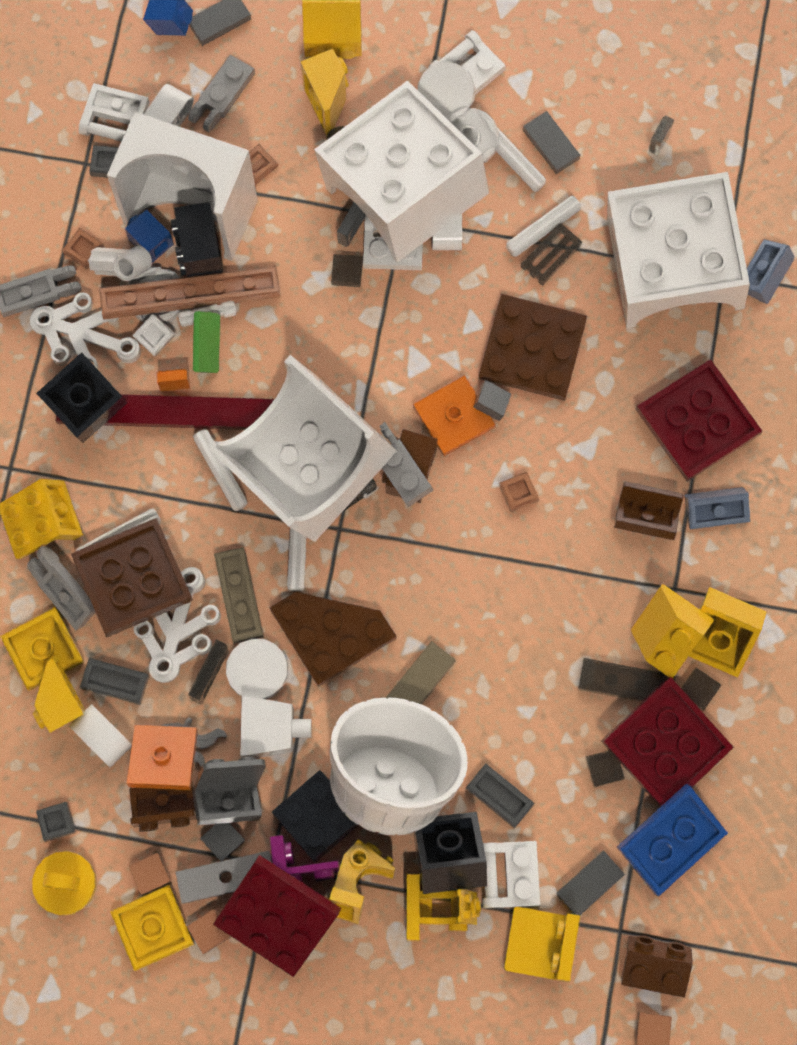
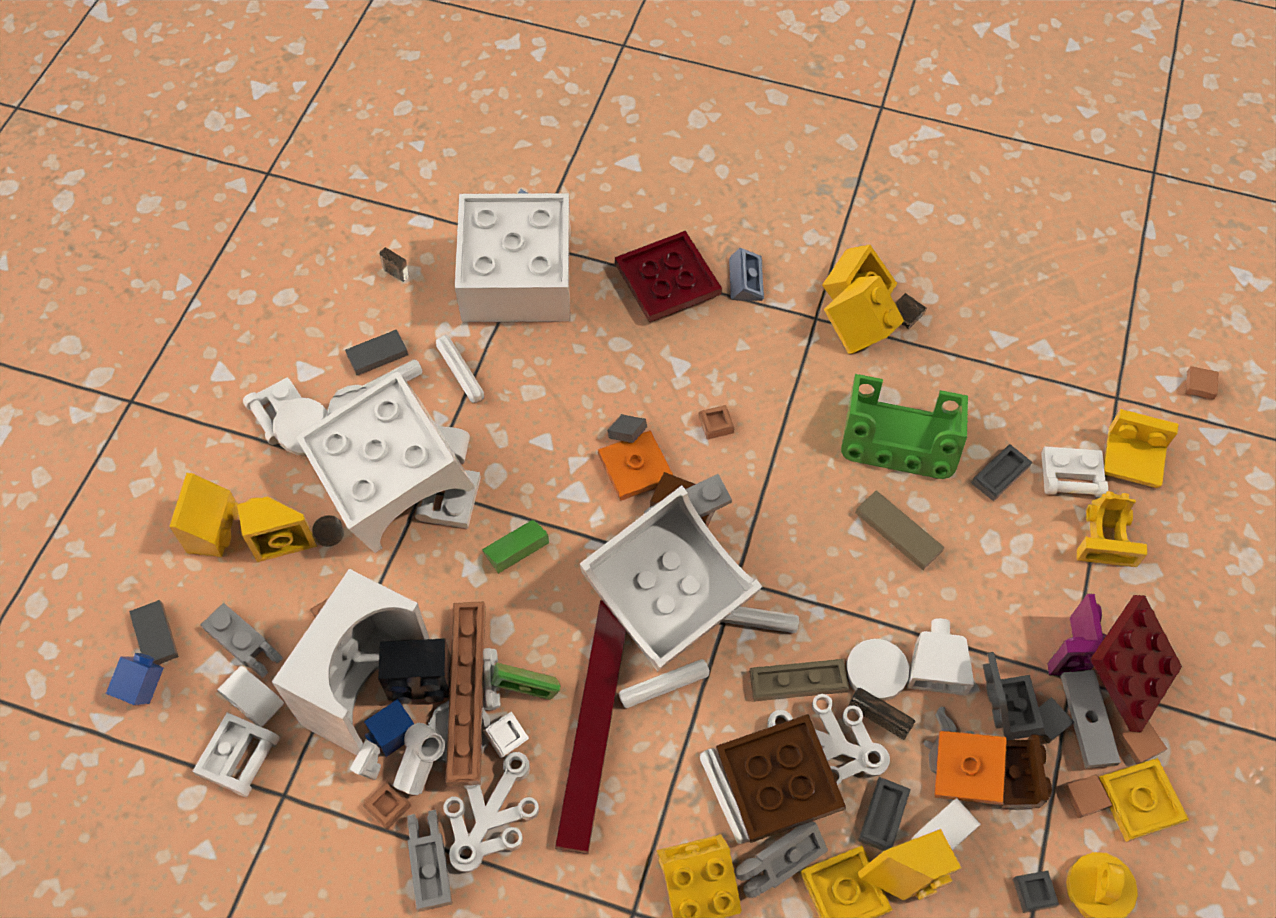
camera: 85 degrees left, 15 degrees down
(82, 397) = (574, 808): black brick -> none
(101, 160) = (289, 770): dark grey tile -> none
(113, 220) = (366, 761): none -> white tile
(173, 380) = (561, 713): orange tile -> none
(314, 817) = (1029, 624): black brick -> none
(330, 633) = (843, 598): reddish brown plate -> none
(344, 891) = (1111, 598): yellow tile -> none
(347, 270) = (468, 541): clear smoke tile -> none
(347, 314) = (516, 545): none -> bright green slope
(350, 225) = (420, 527): dark grey tile -> none
(394, 765) = (994, 534): white piece -> none
(451, 853) = (1065, 508): black brick -> none
(532, 347) = (577, 393): reddish brown plate -> none
(533, 683) = (904, 436): none -> bright green windscreen
(535, 272) = (481, 374): clear smoke tile -> none
(590, 883) = (1079, 412): dark grey tile -> none
(604, 769) = (976, 387): clear smoke tile -> none
(619, 680) = (900, 362): clear smoke tile -> none
(648, 510) = (748, 322): reddish brown bracket -> none
(657, 966) = (1148, 370): reddish brown bracket -> none
(667, 742) = (959, 335): dark red plate -> none
(672, 840) = (1041, 344): blue tile -> none

